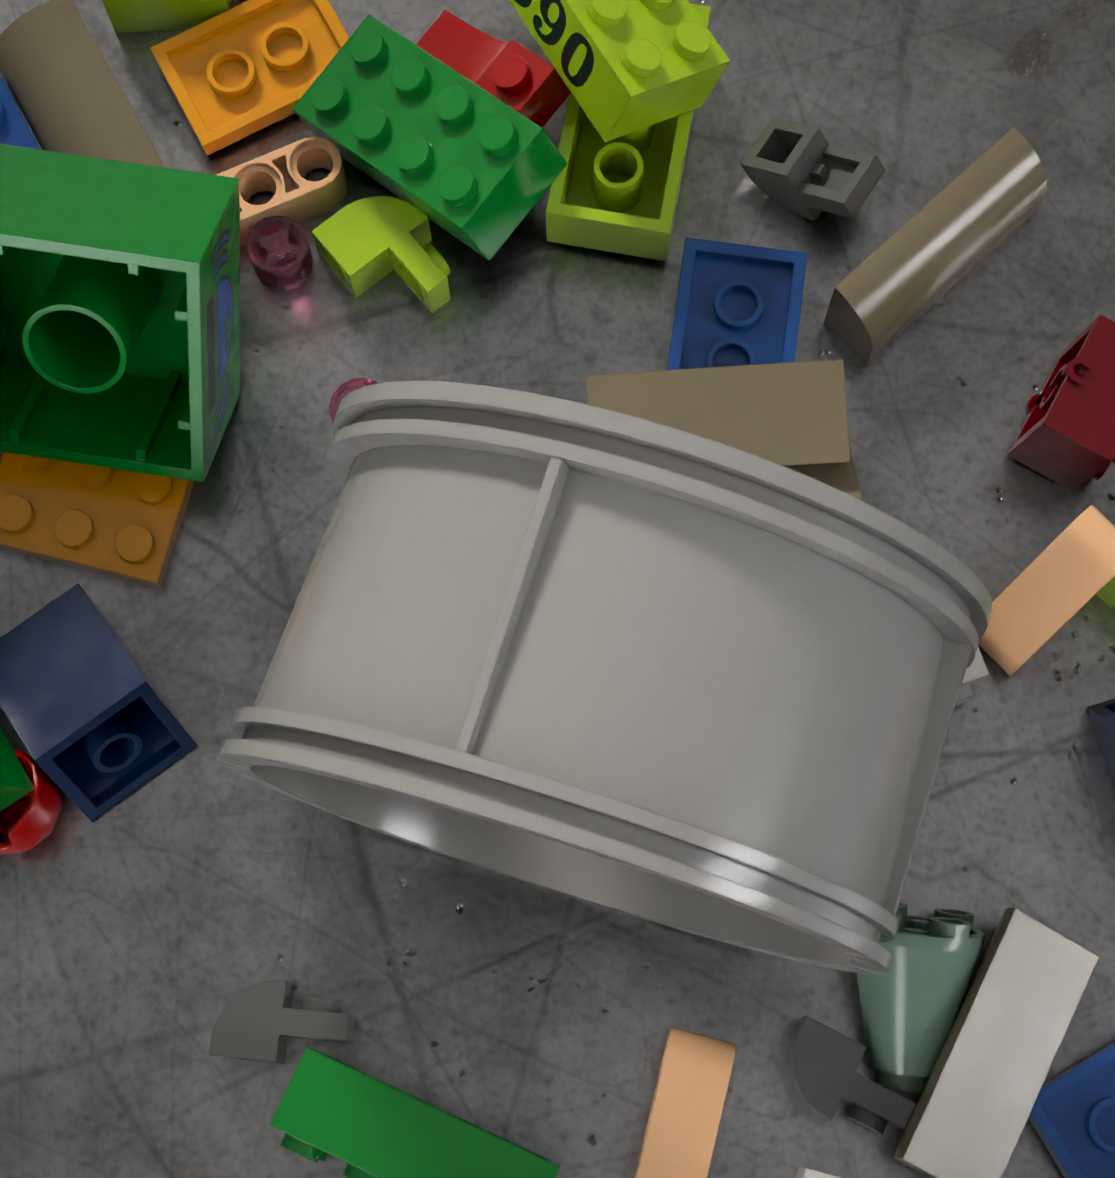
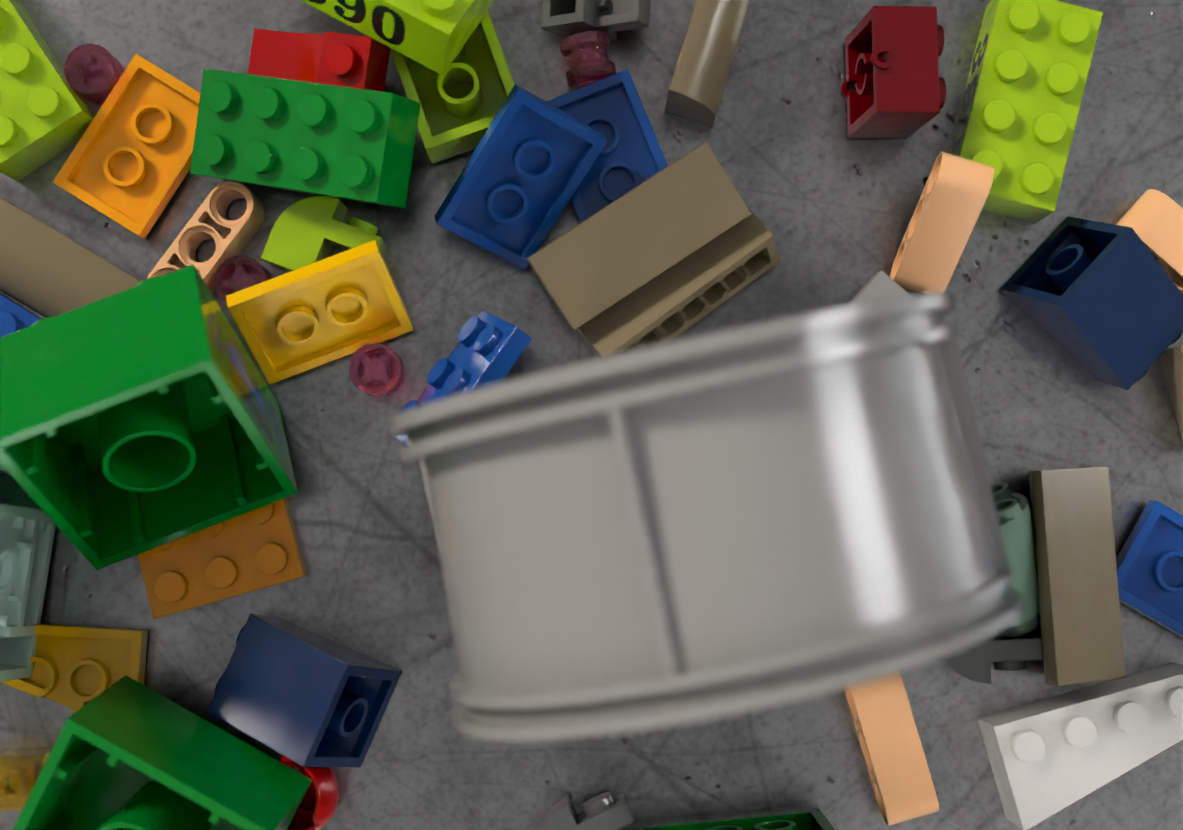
camera: 35 degrees left, 10 degrees up
(337, 317) = (320, 312): none -> yellow plate
(627, 294) = (520, 177): none -> blue plate
(771, 218) = (587, 58): none -> clear pink wheel

